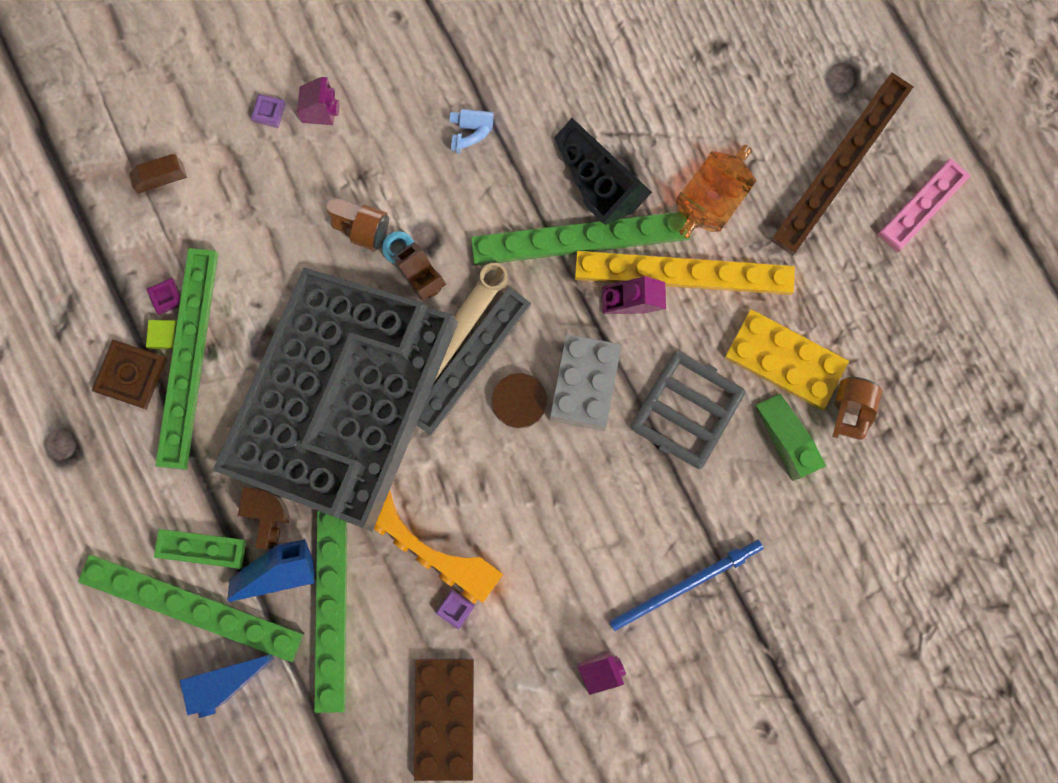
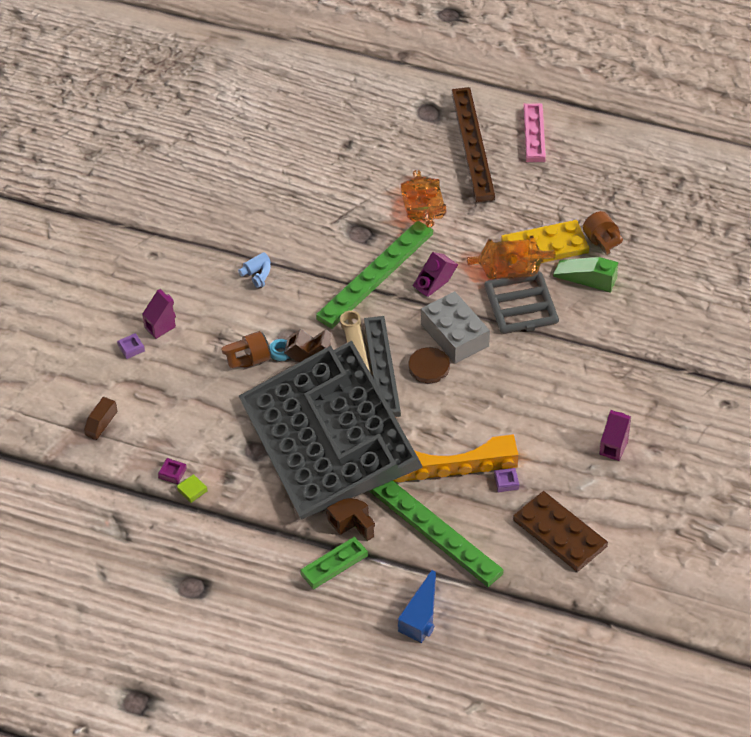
camera: 40 degrees left, 30 degrees down
(129, 374) = (194, 521): reddish brown tile -> none
(187, 359) = (222, 486): bright green plate -> none
(191, 608) = (358, 597): bright green plate -> none
(277, 570) = (390, 530): blue slope -> none
(604, 182) = (353, 235): black wedge -> none
(686, 272) = (450, 246): yellow plate -> none
(706, 341) = (496, 255): none -> clear orange plate
(734, 558) = (621, 344): blue bar -> none

